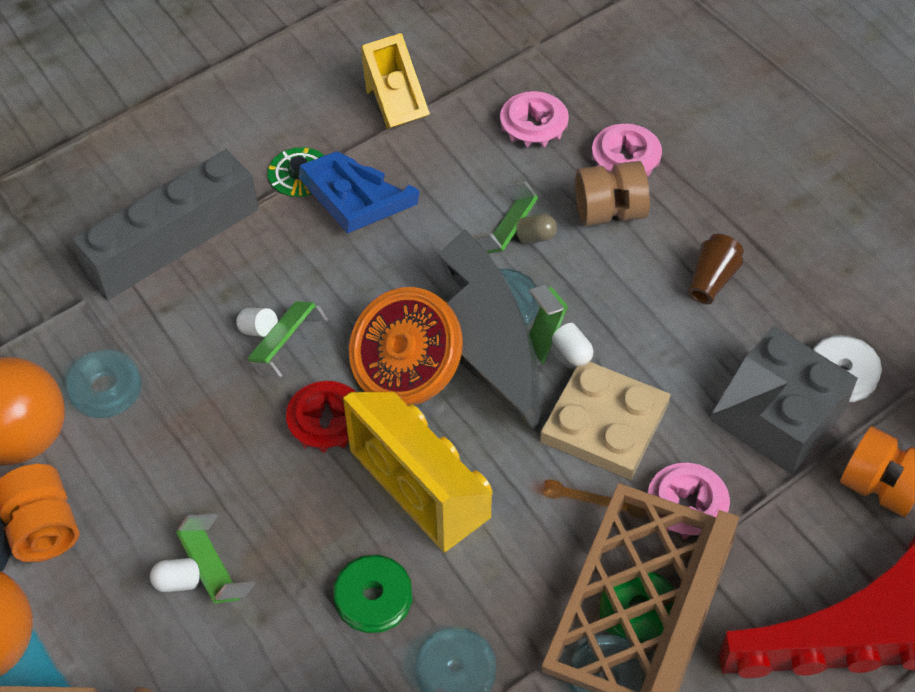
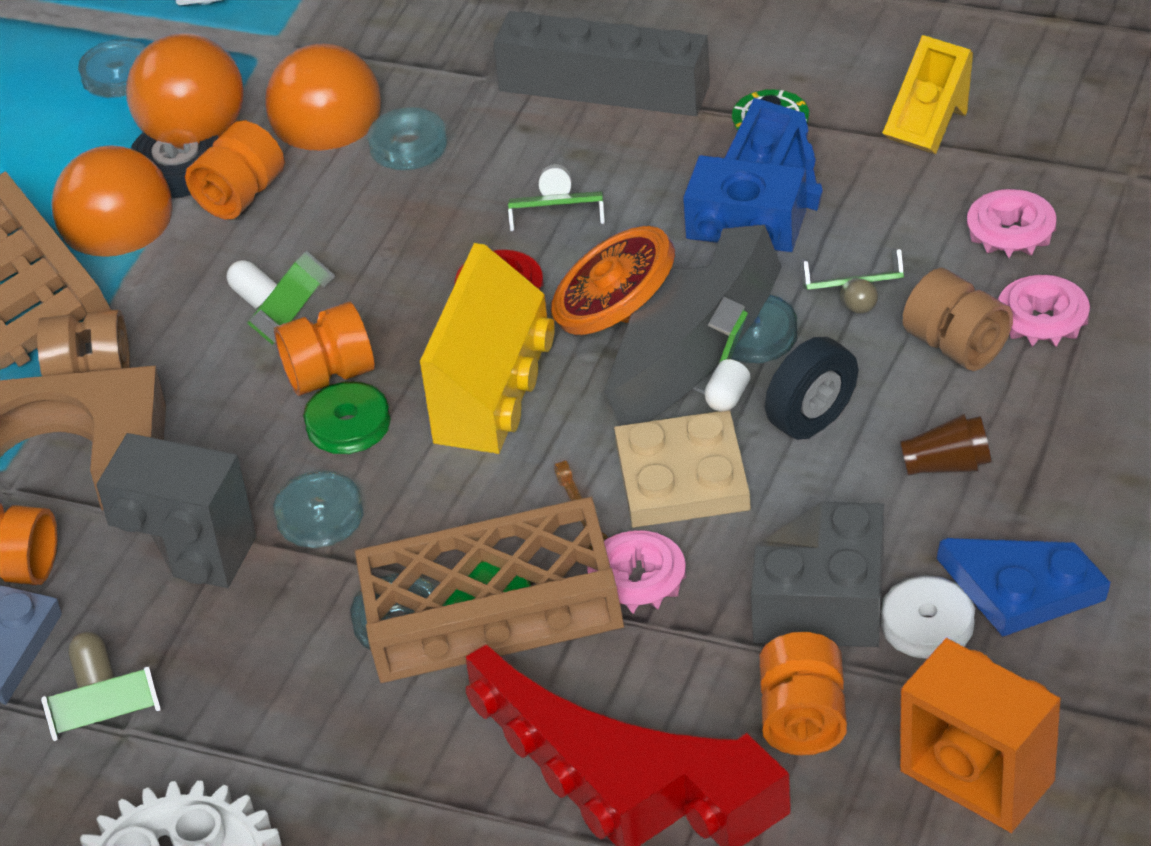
camera: 60 degrees right, 10 degrees down
(304, 567) = (324, 348): none -> orange wheel
(392, 232) = (745, 194): none -> blue brick
(617, 301) = (811, 387): none -> black bush
(857, 303) = (1023, 580): none -> blue wing

